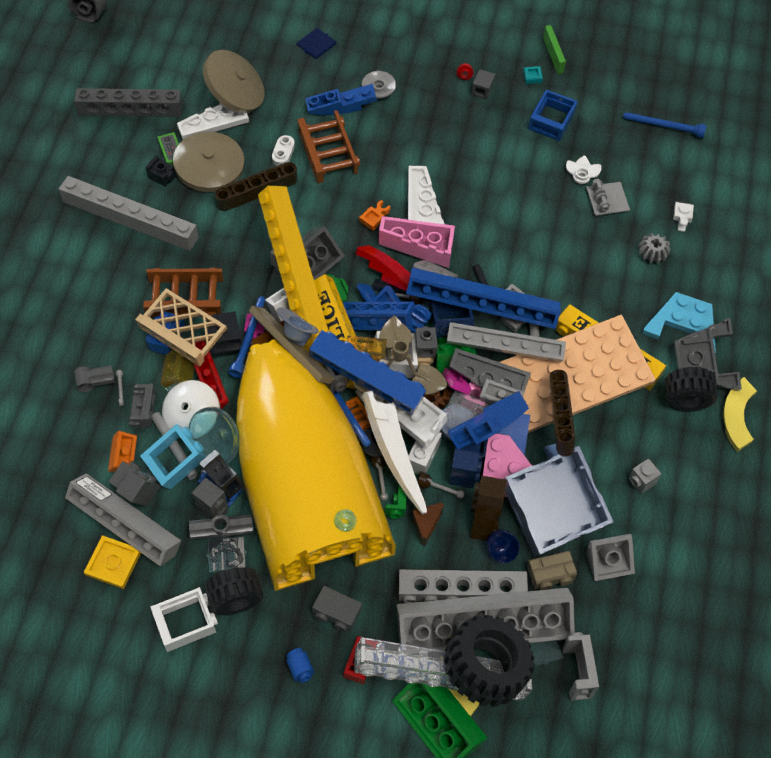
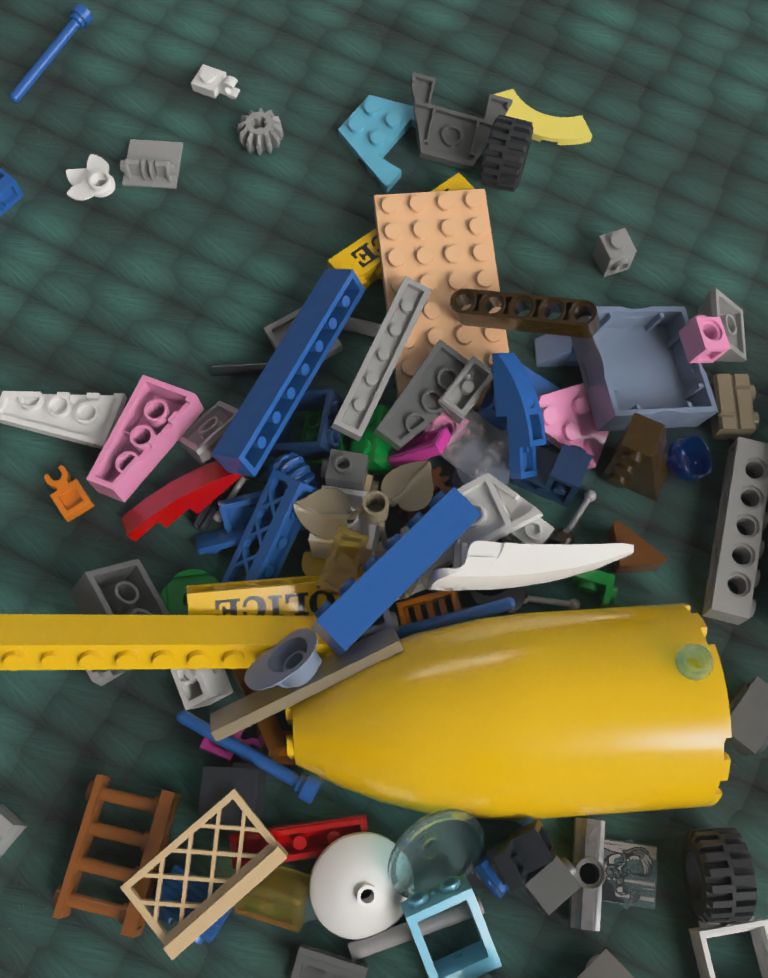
camera: 75 degrees left, 10 degrees up
(579, 534) = (704, 339): none -> bright pink brick

